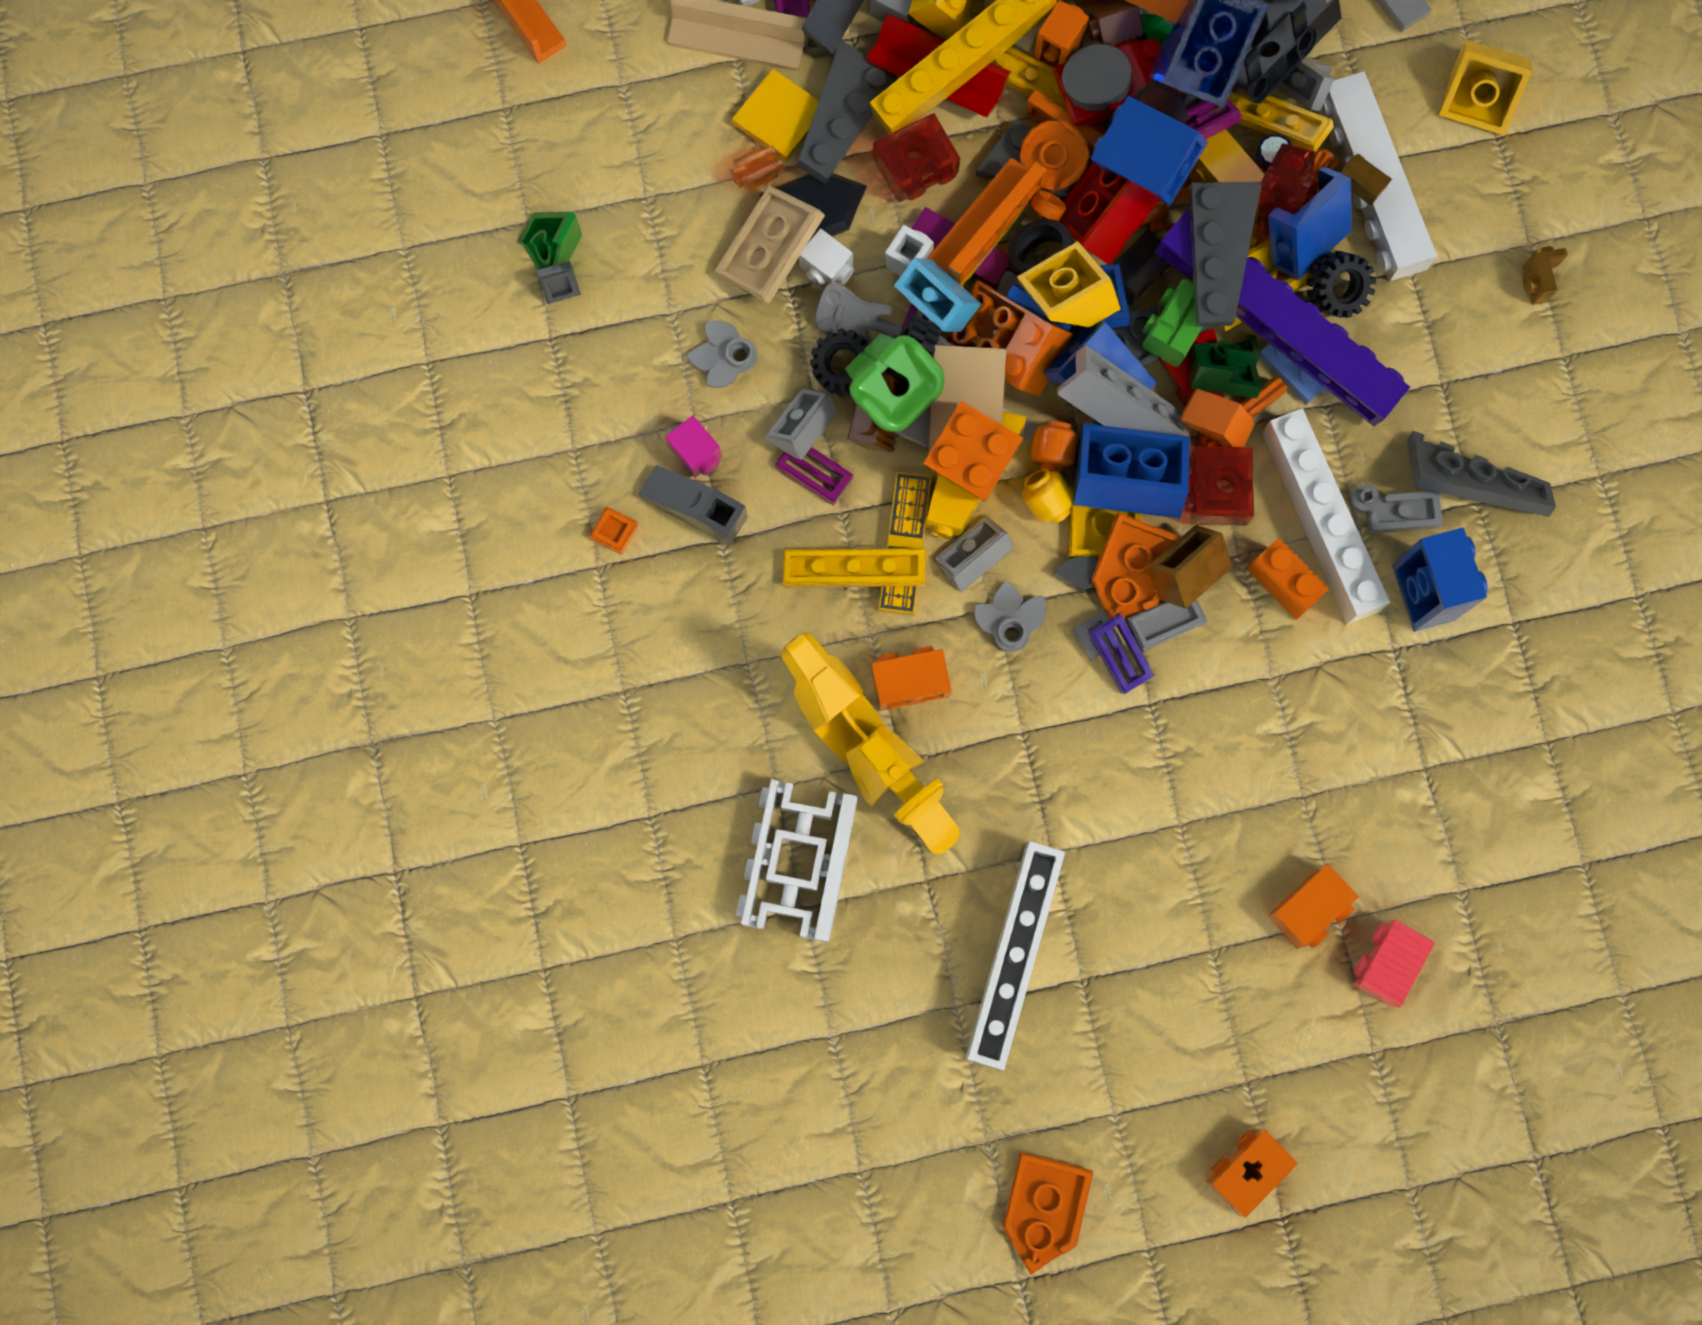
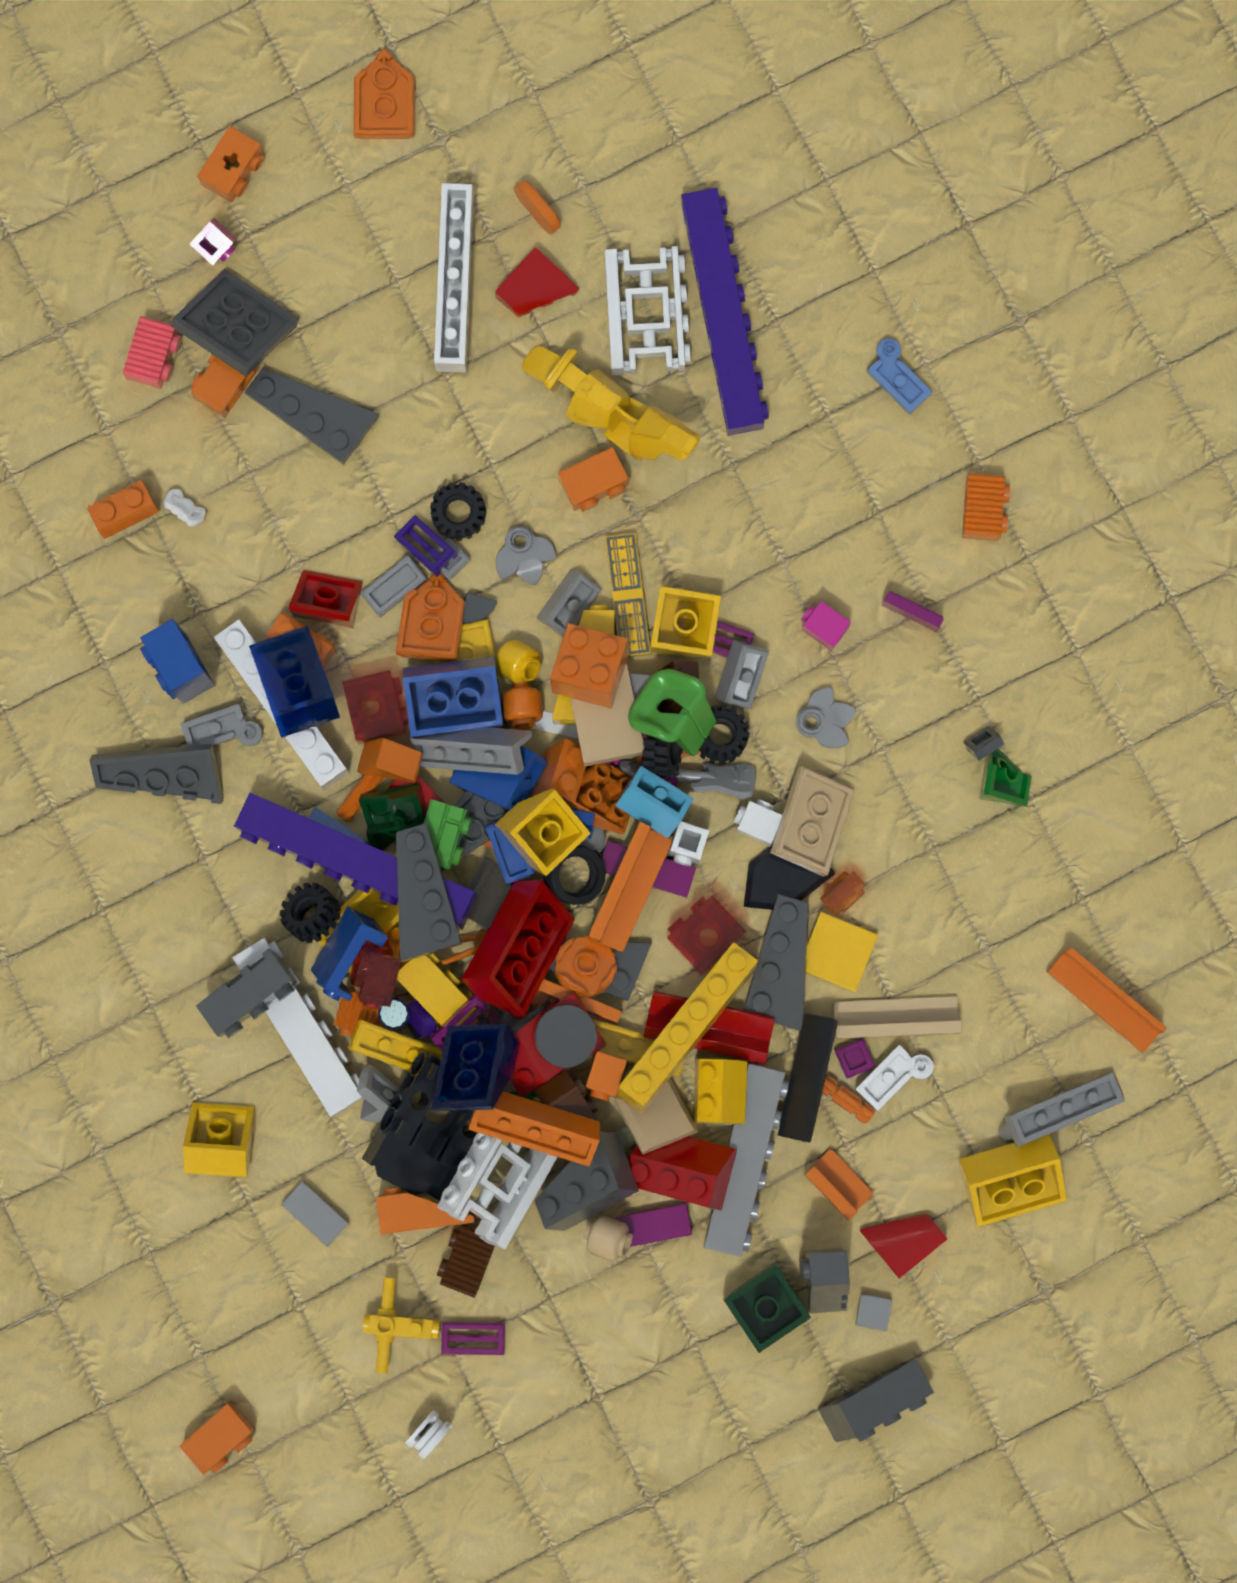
camera: 170 degrees right, 5 degrees up
(477, 535) = (984, 507): none -> orange brick
(531, 708) = (897, 377): none -> medium blue hinge
(592, 441) = (913, 611): none -> magenta tile
(614, 530) = (873, 544): orange tile -> none
(695, 504) = (813, 578): dark grey slope -> none
(708, 838) = (723, 312): none -> dark purple brick
(850, 486) = (685, 623): none -> yellow slope
(854, 567) = (664, 561): yellow tile -> none
(893, 1021) = (537, 207): none -> orange tile
(920, 927) = (534, 285): none -> red slope
(1047, 205) = (579, 919): orange tile -> none
(1080, 663) = (448, 495): none -> black tyre
(1149, 149) = (505, 962): blue panel -> none
(1190, 566) = (385, 627): pearl gold brick -> none
(1210, 837) = (318, 416): none -> dark grey wing
(1244, 140) = (420, 1021): none -> dark purple tile
(1248, 622) = (326, 598): none -> red slope
(1289, 967) = (235, 322): none -> dark grey plate
(1293, 1076) = (214, 242): none -> brick
(1312, 520) = (294, 681): none -> clear blue slope
(1366, 179) = (311, 1006): pearl gold tile -> none
(1390, 770) = (184, 508): none -> white piece
(1430, 204) = (247, 994): none -> dark grey wedge
(1463, 783) = (122, 509): none -> orange brick
(1538, 273) = (139, 967): pearl gold bracket -> none

